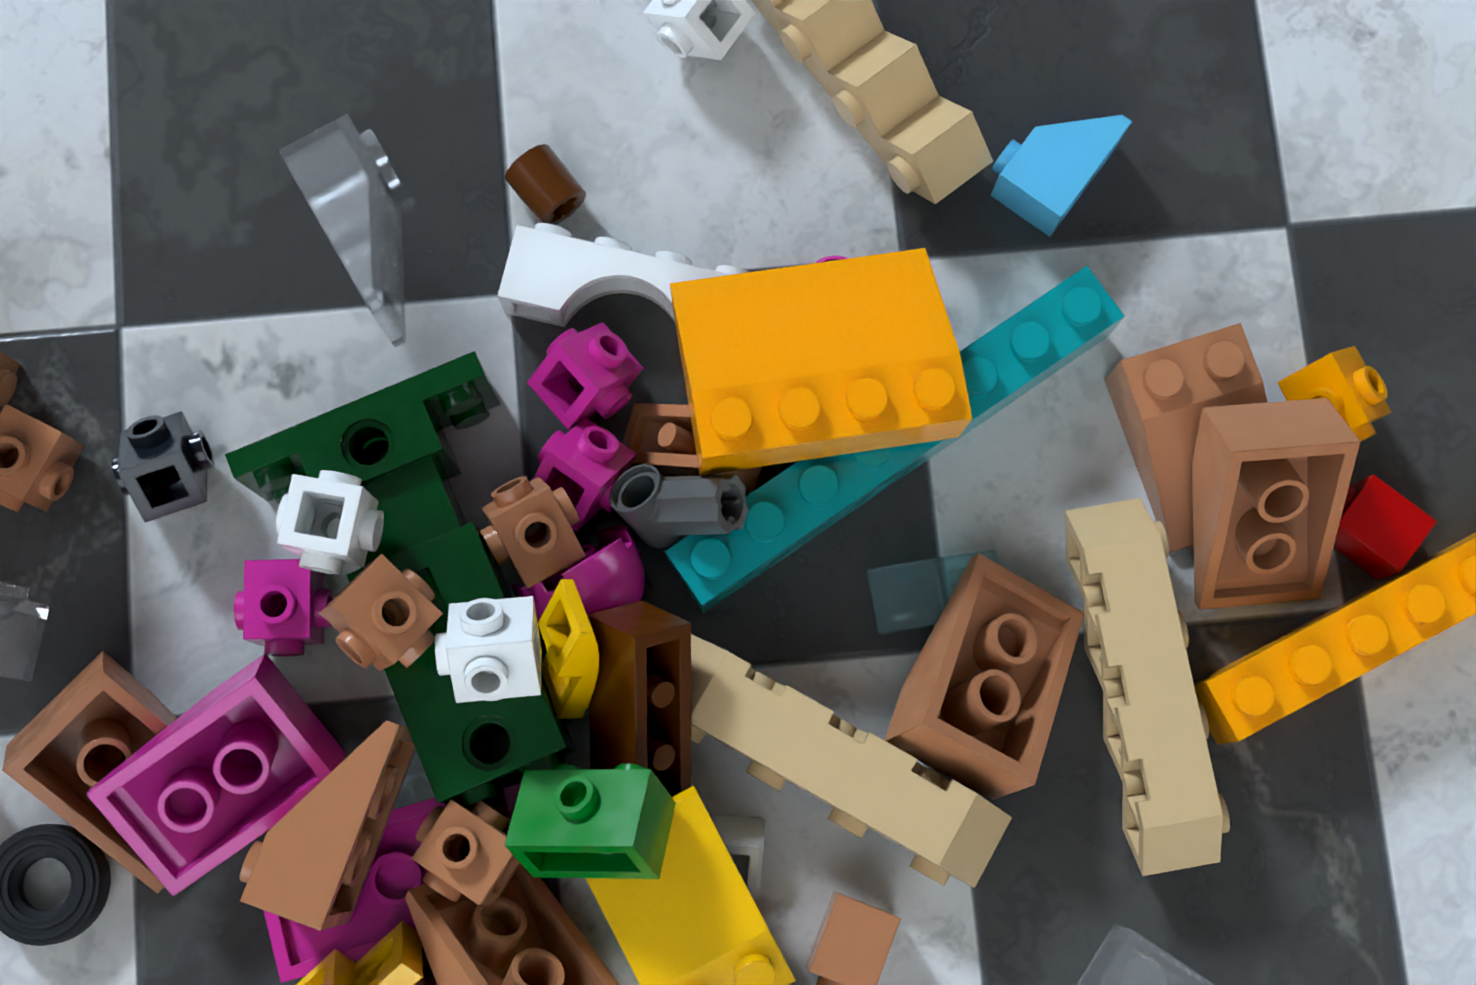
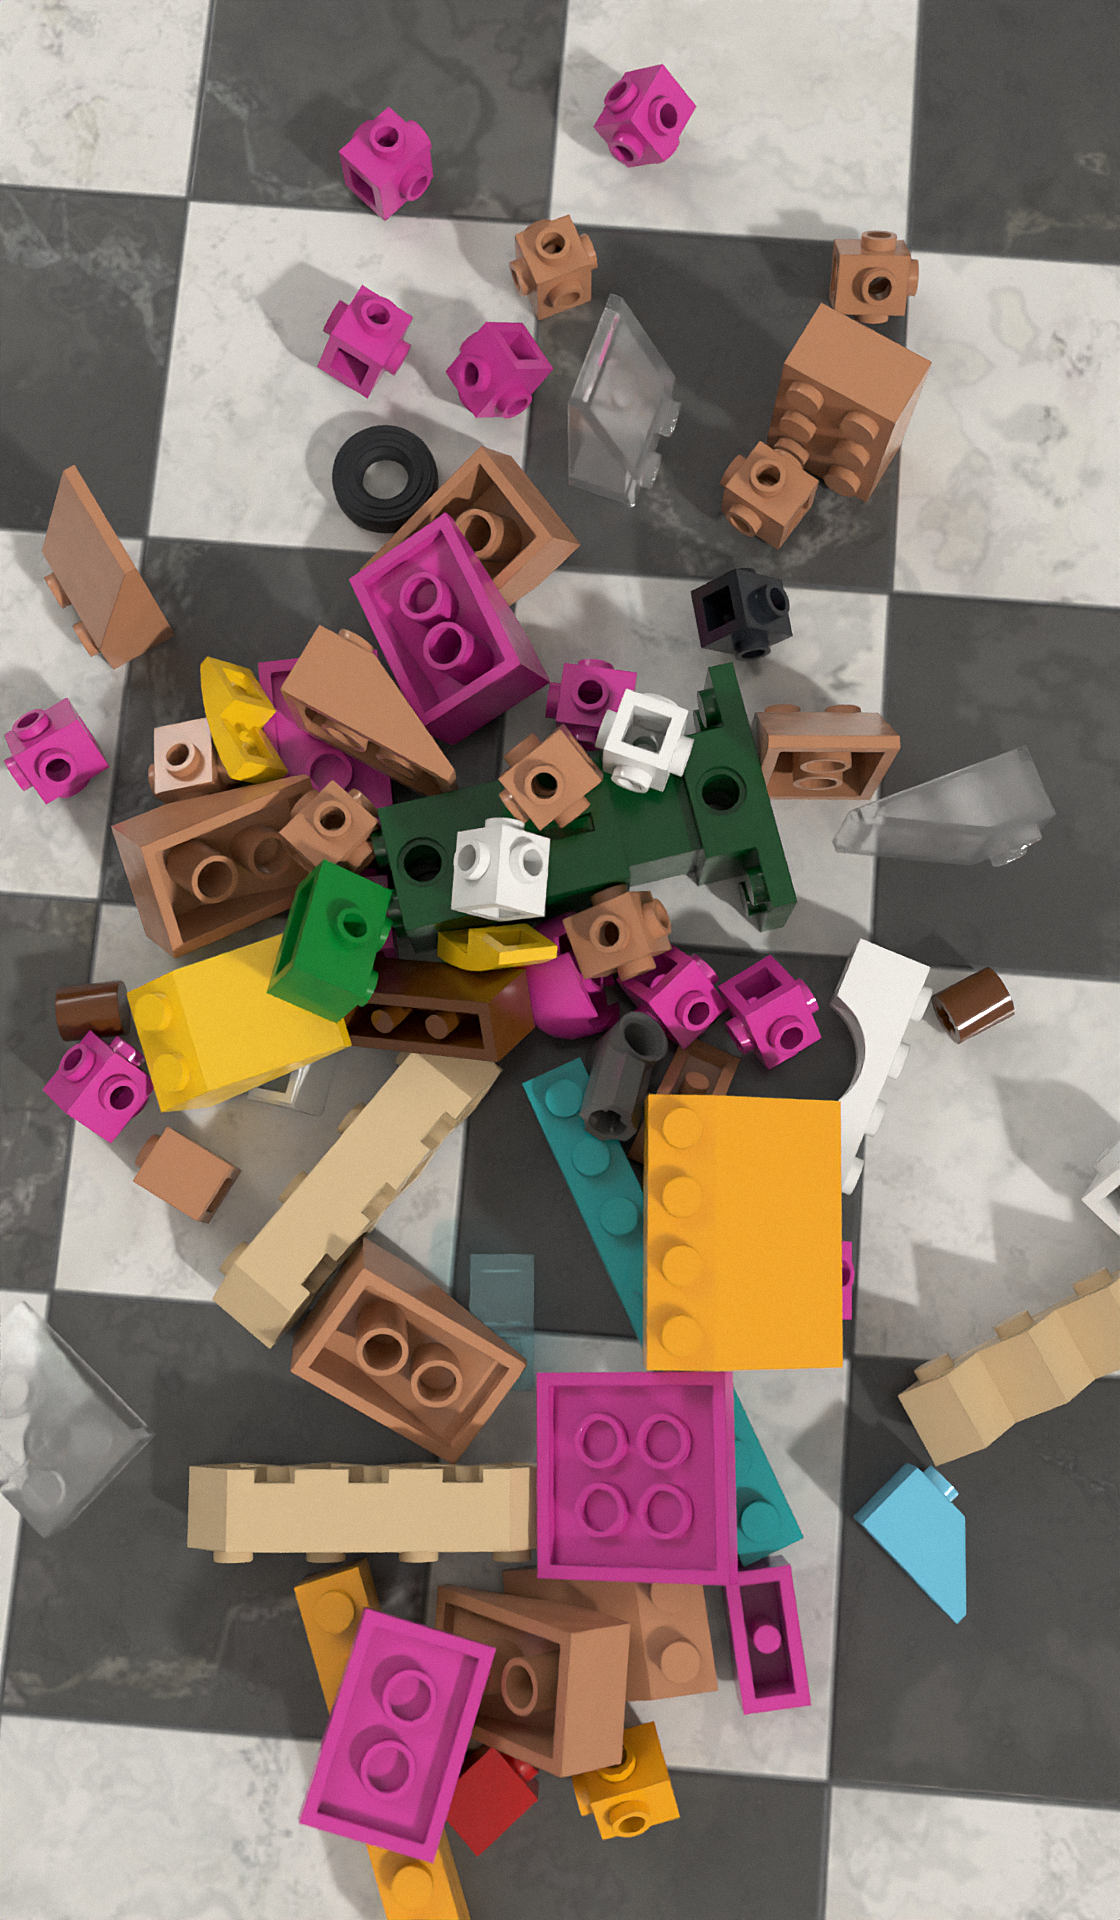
camera: 105 degrees right, 0 degrees up
(301, 350) = (823, 753): none -> nougat slope
(1068, 425) = (636, 1477): none -> dark pink plate
(1180, 292) = (766, 1637): none -> dark pink brick
(1353, 608) = (397, 1735): none -> dark pink plate

